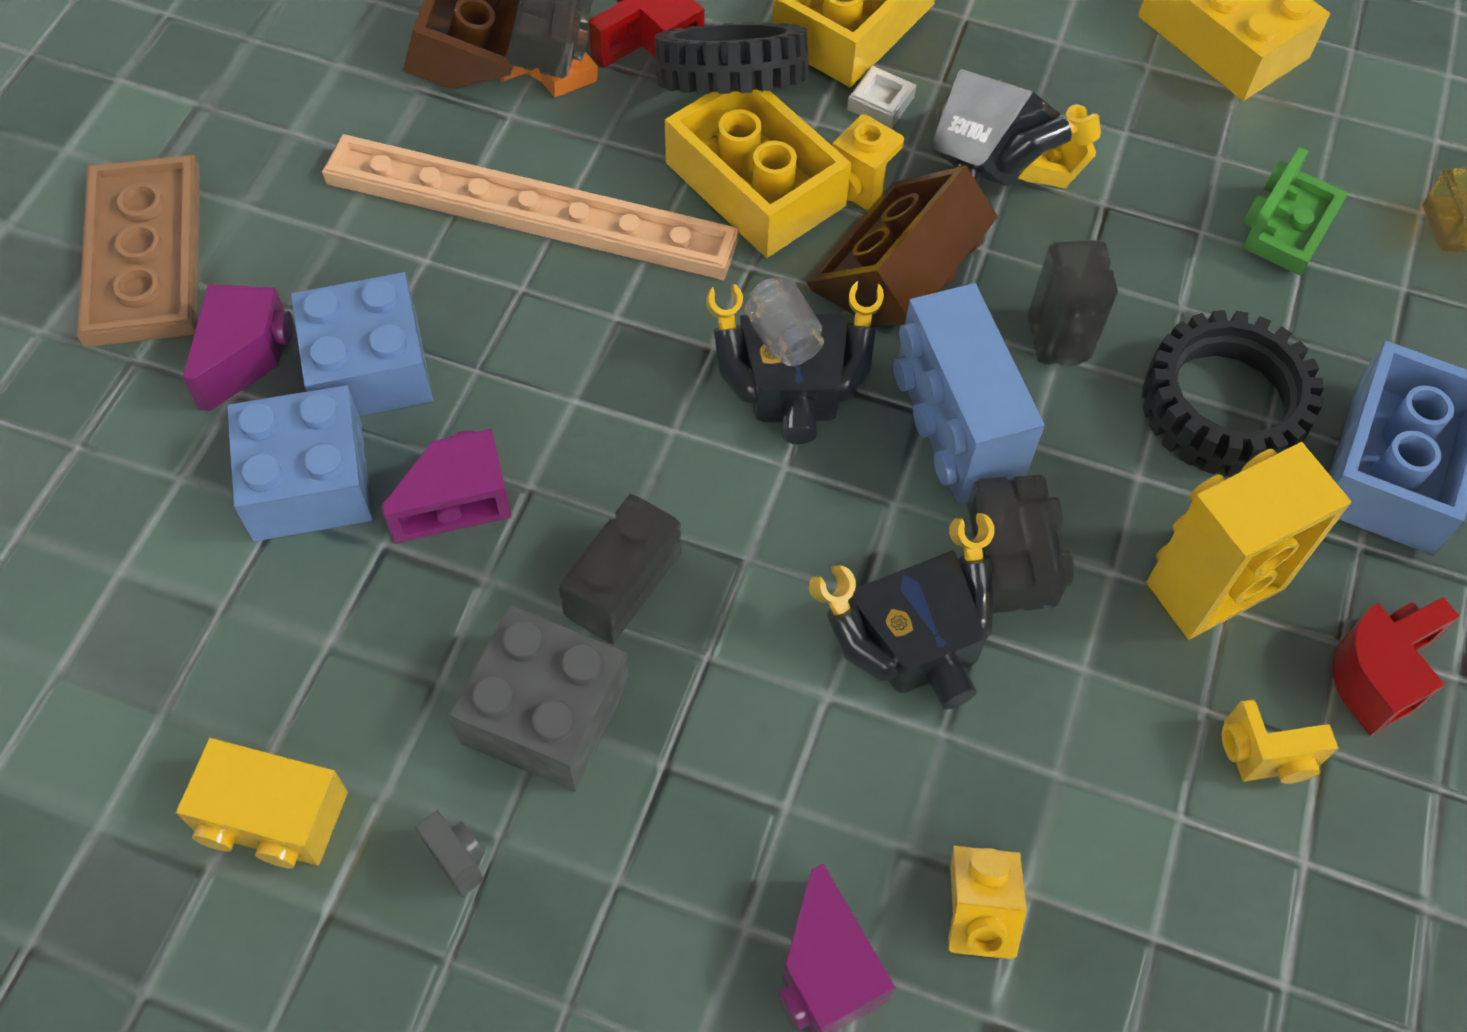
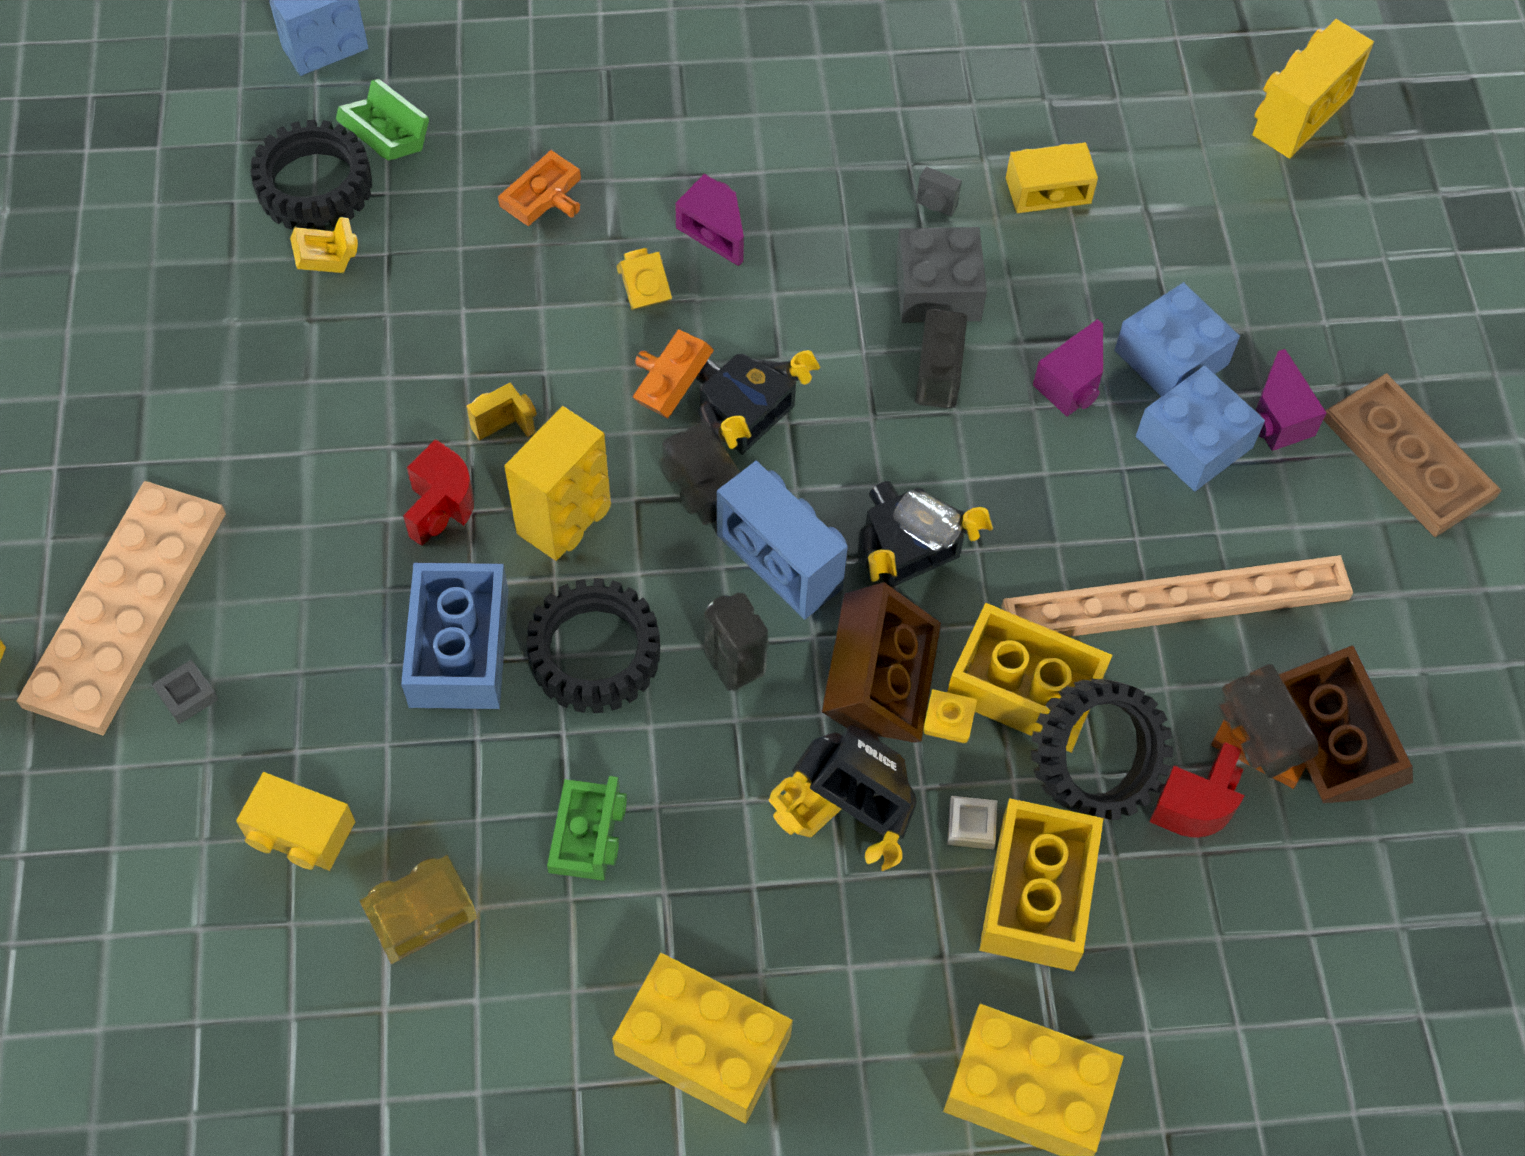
camera: 155 degrees right, 0 degrees up
(1010, 703) = (671, 372): none -> orange plate

